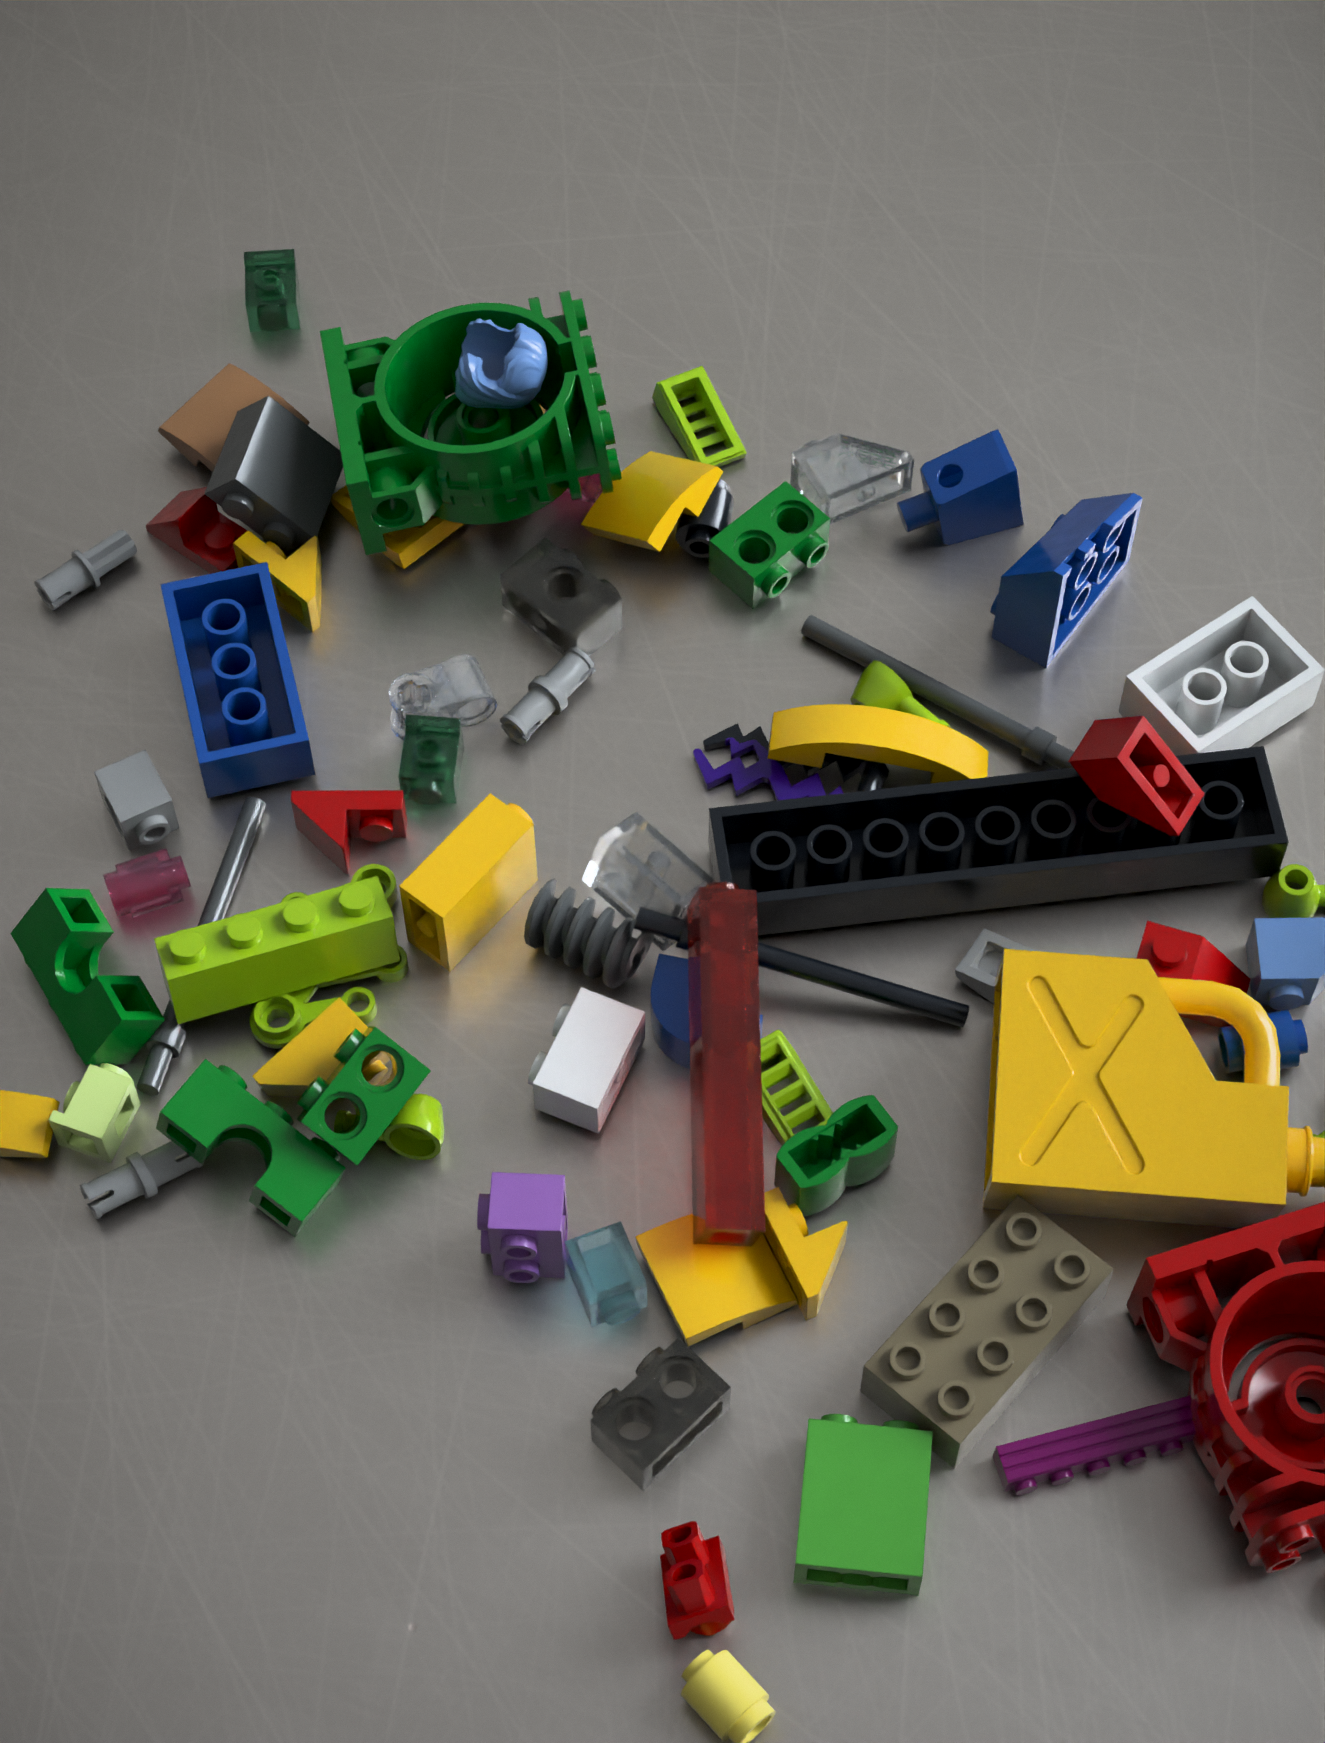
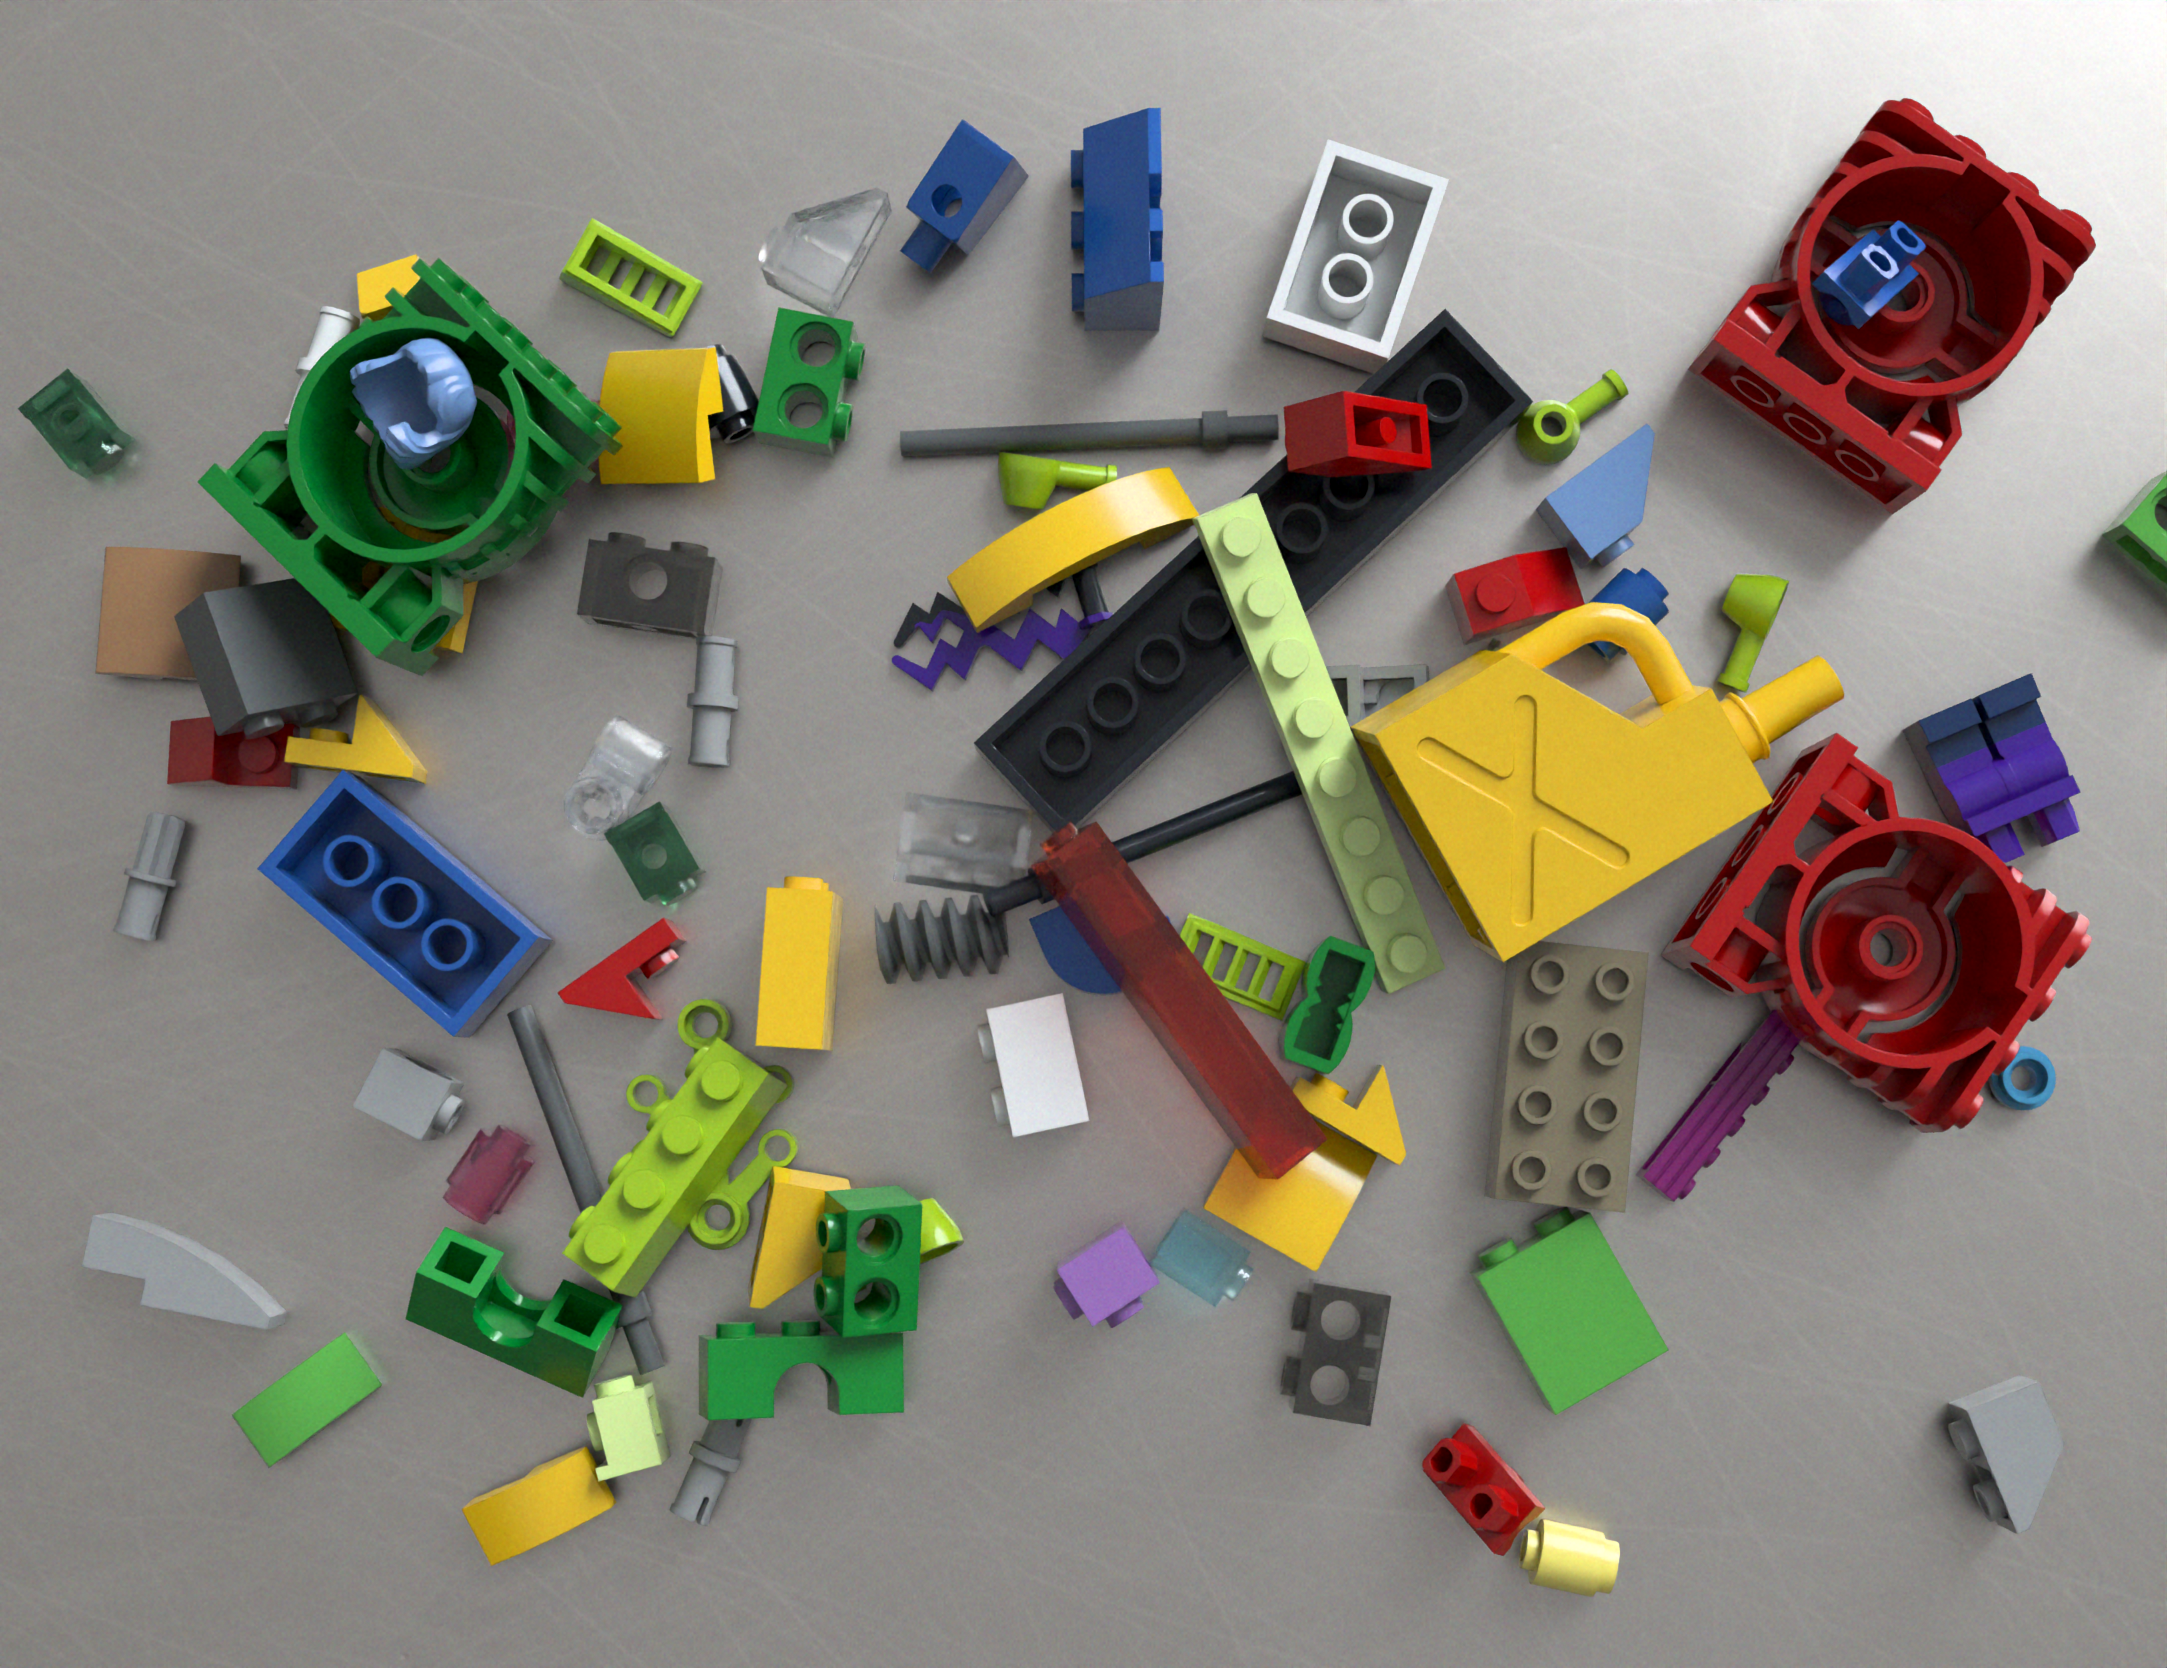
camera: 35 degrees left, 25 degrees up
(961, 975) = (1318, 741): none -> yellowish green plate

